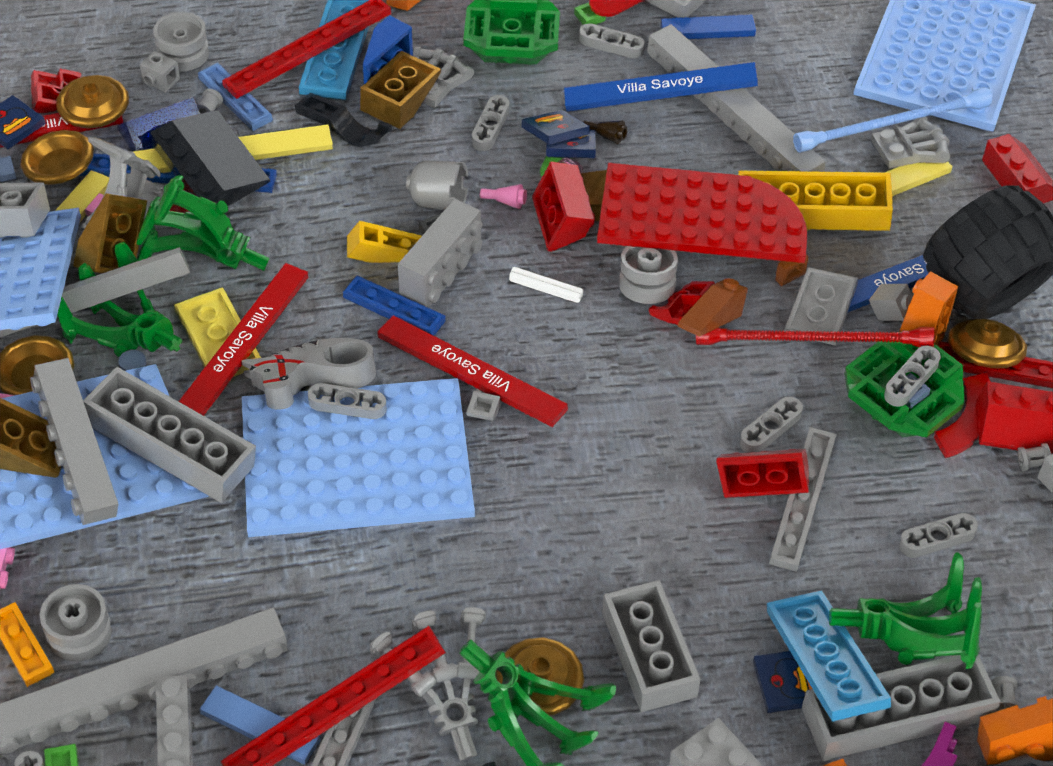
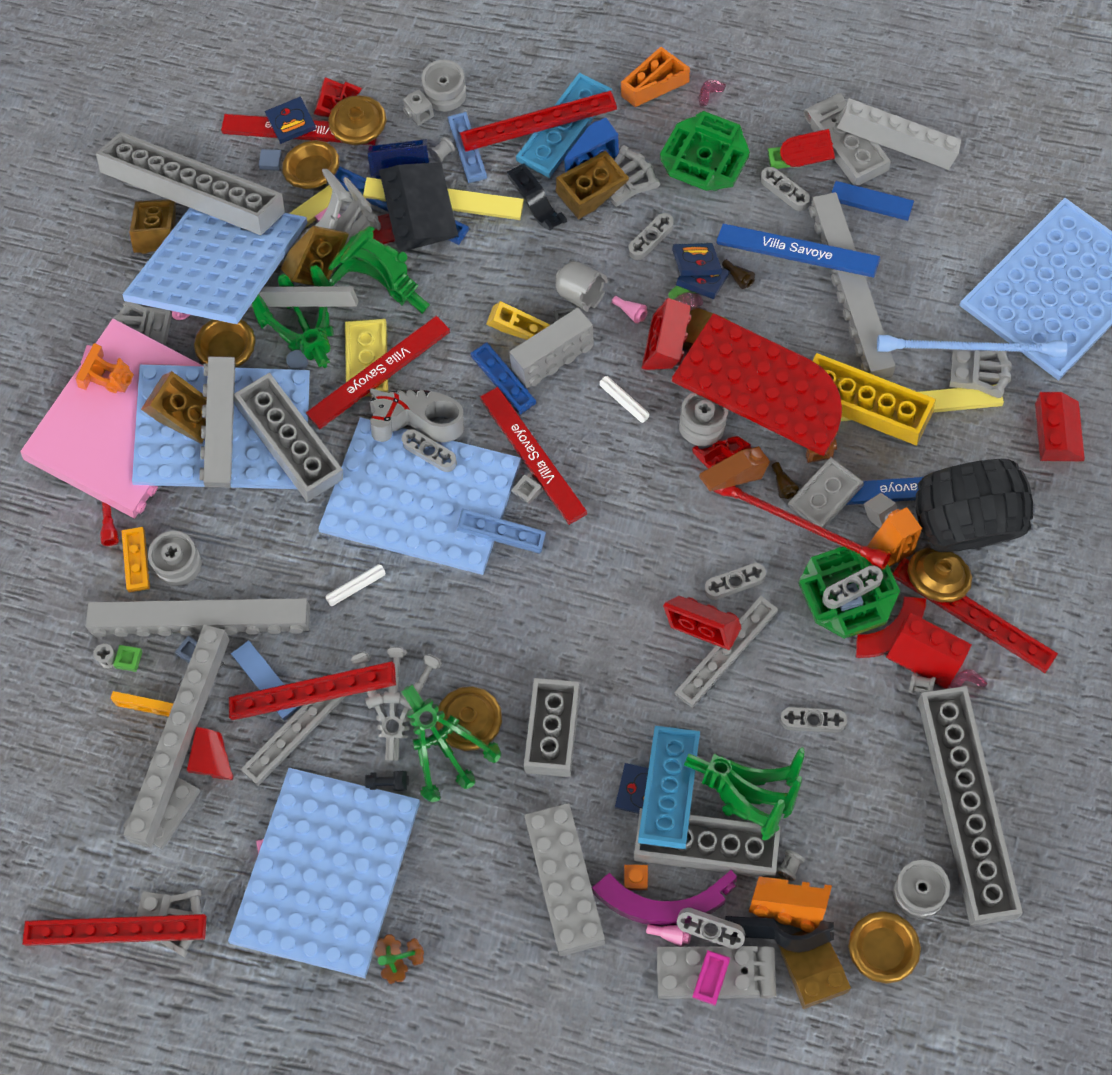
camera: 30 degrees right, 15 degrees up
(141, 726) = (186, 649): none -> sand blue tile
(323, 578) = (355, 585): none -> white axle
(475, 458) = (501, 531): none -> medium blue tile
(774, 313) = (786, 486): none -> dark brown cone

